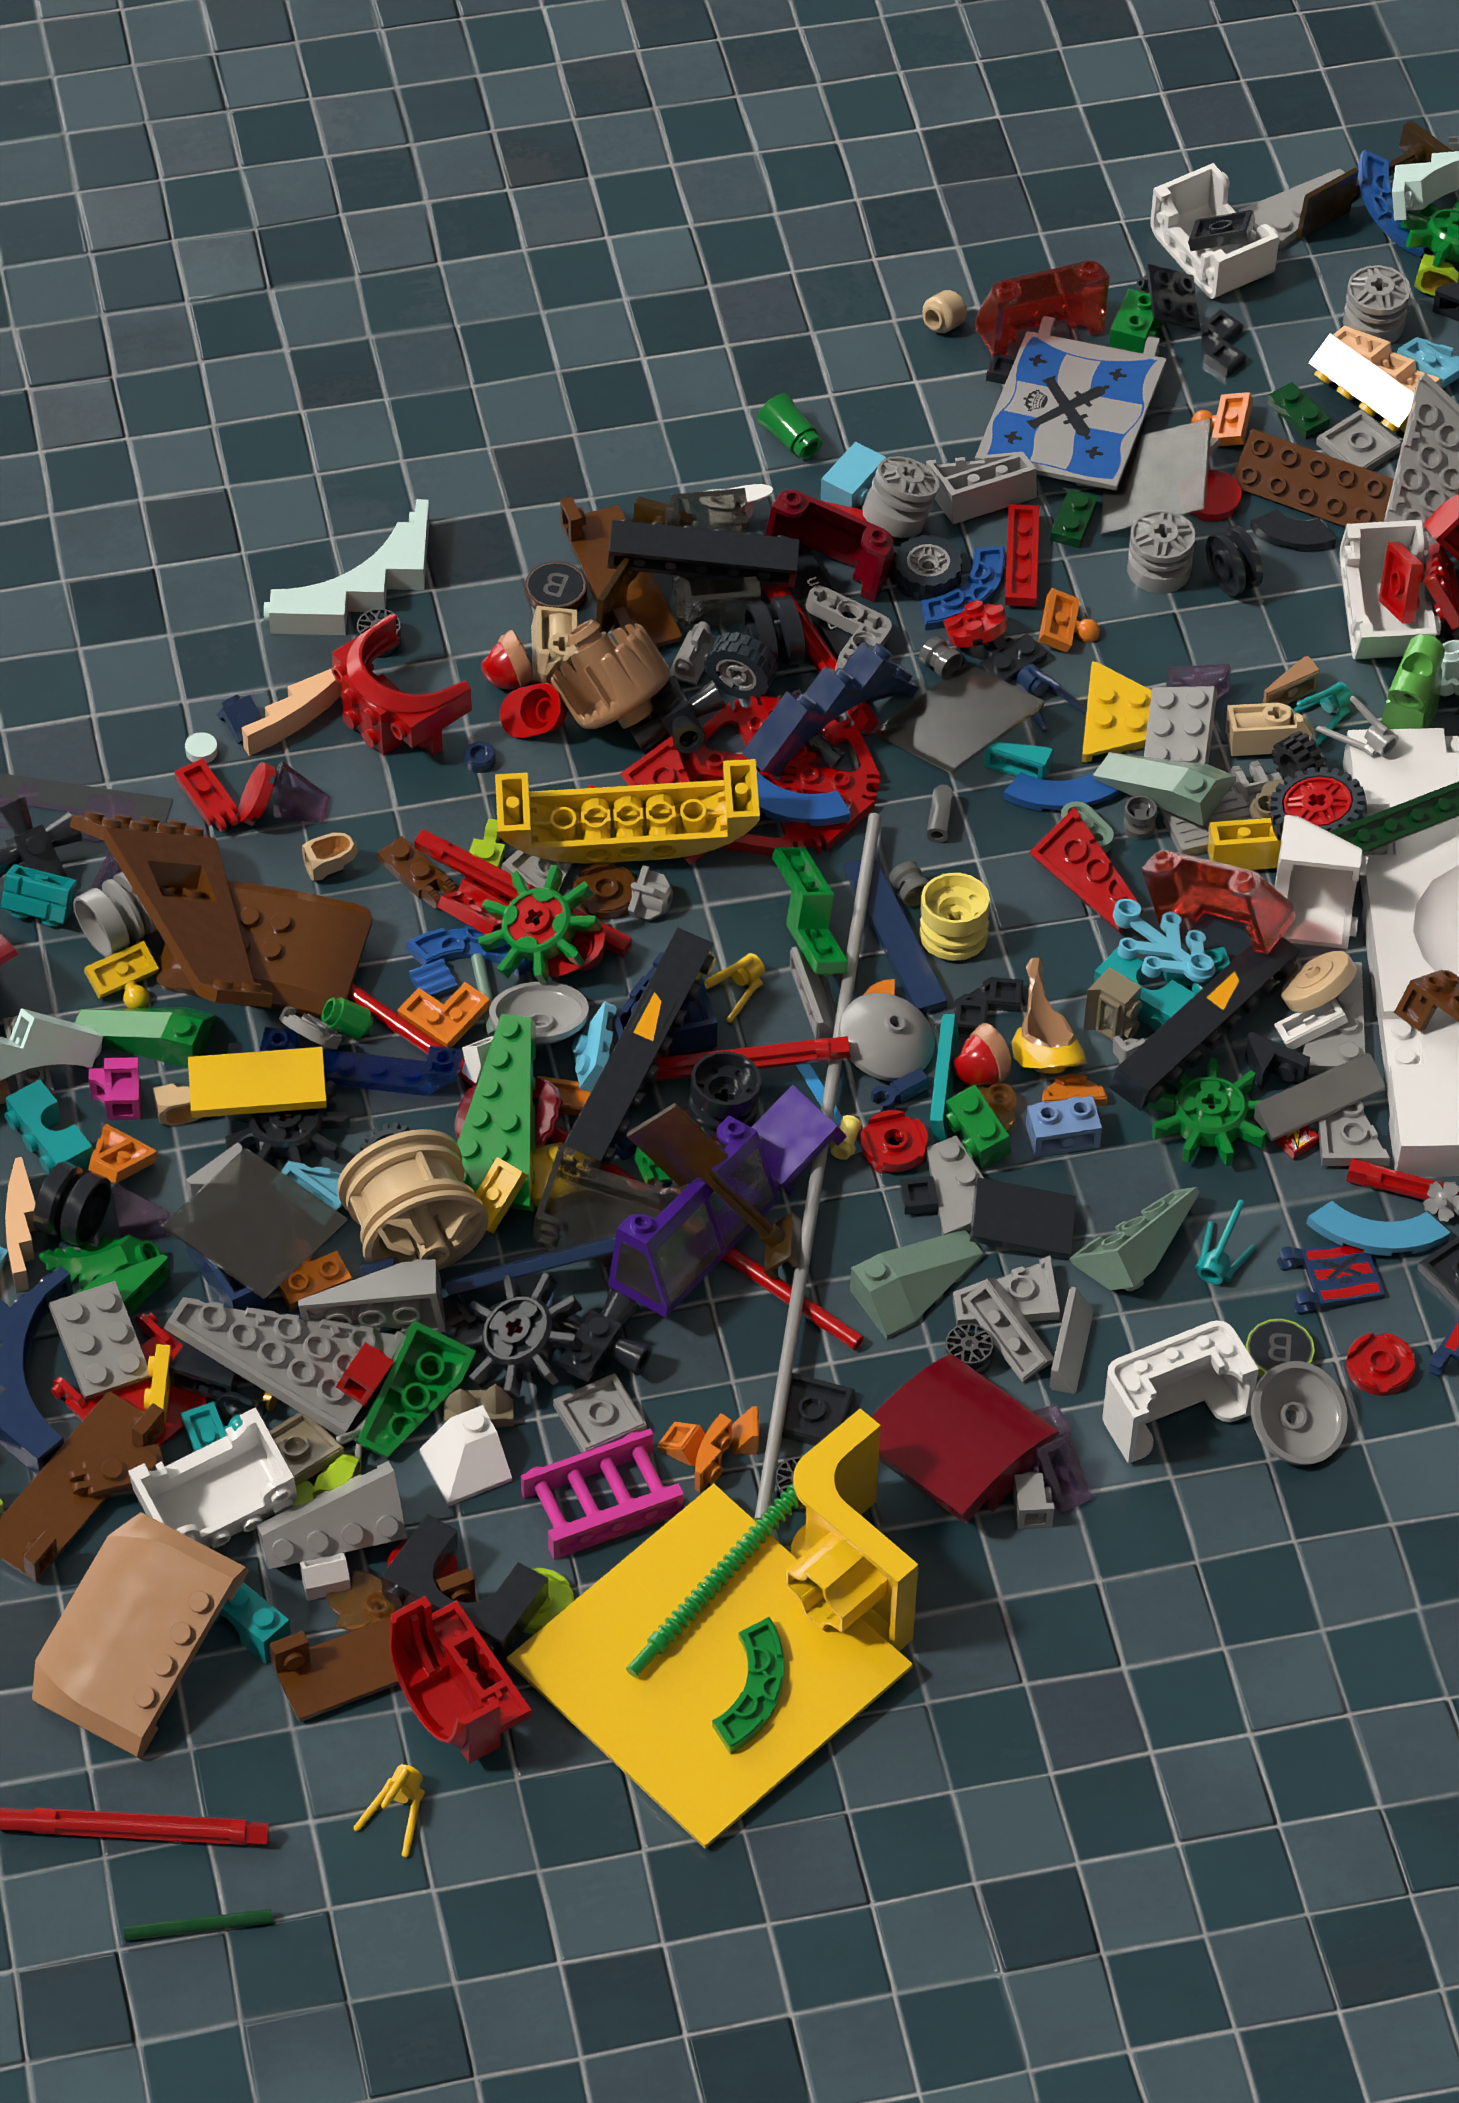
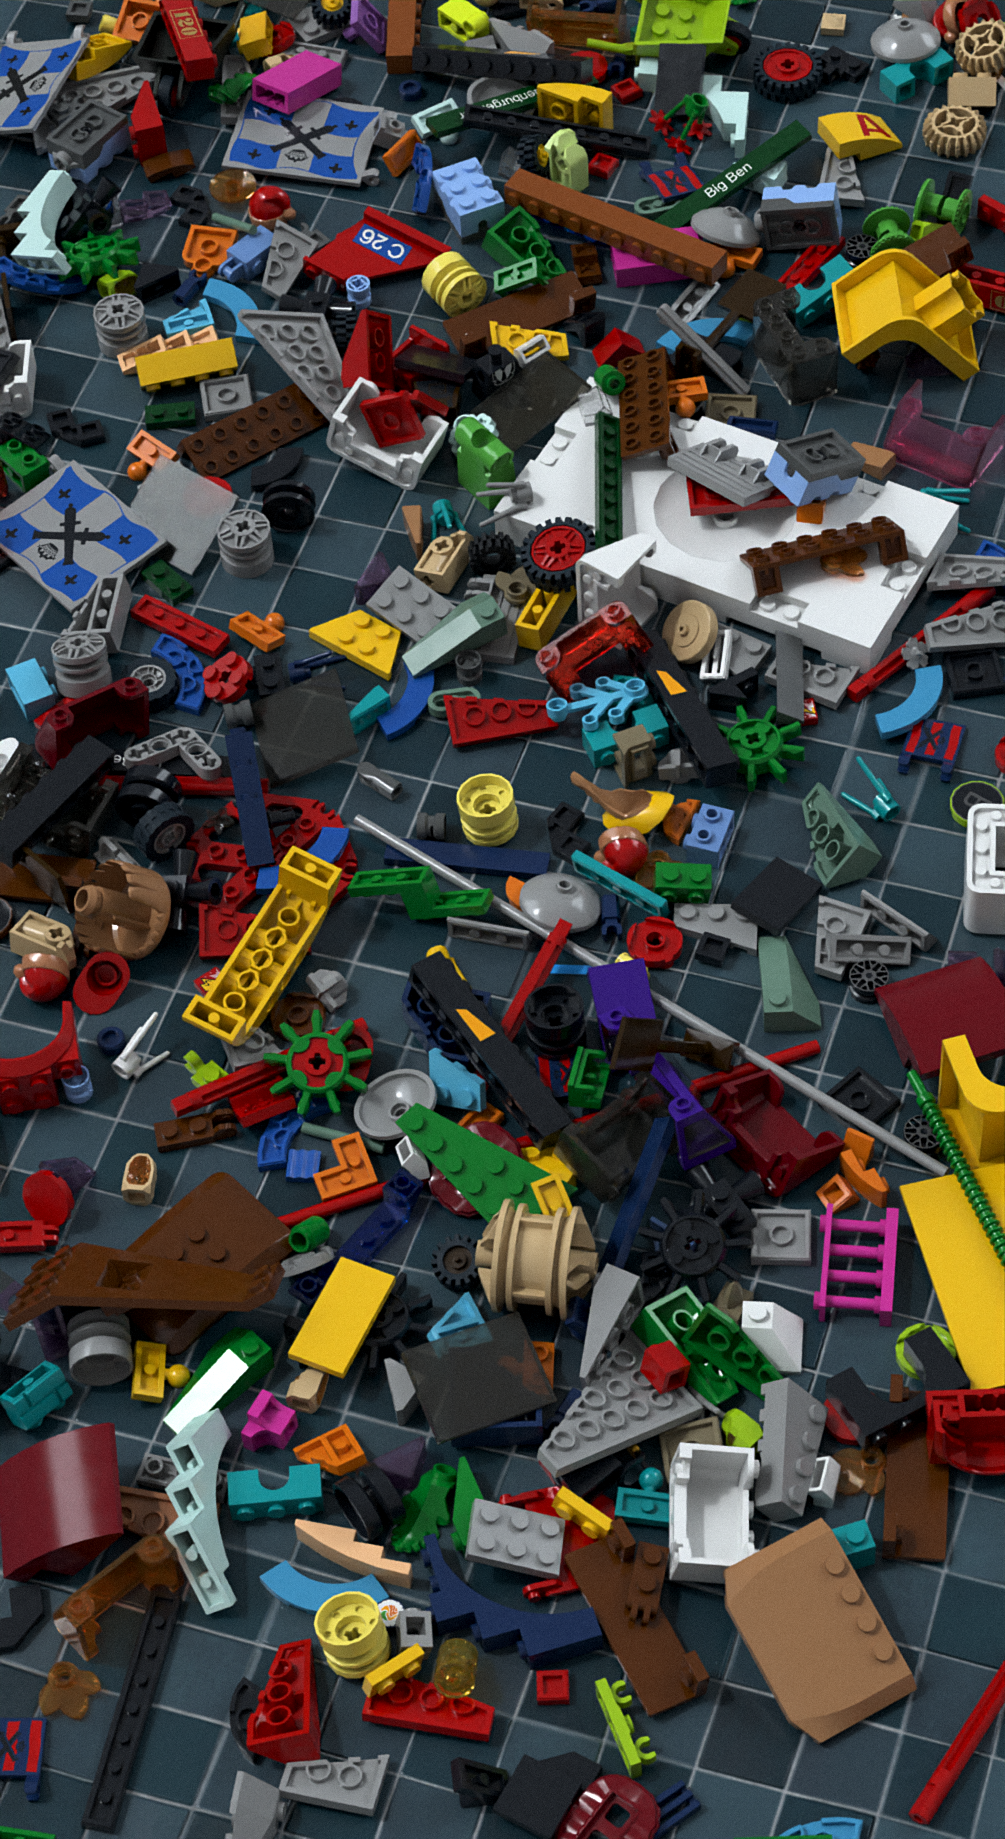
camera: 55 degrees left, 0 degrees up
(405, 759) = (78, 1088): none -> light blue wheel
(423, 1402) = (730, 1349): none -> green wedge
(459, 779) = (128, 1061): none -> white plant
(716, 1344) = (769, 1136): none -> dark red windscreen

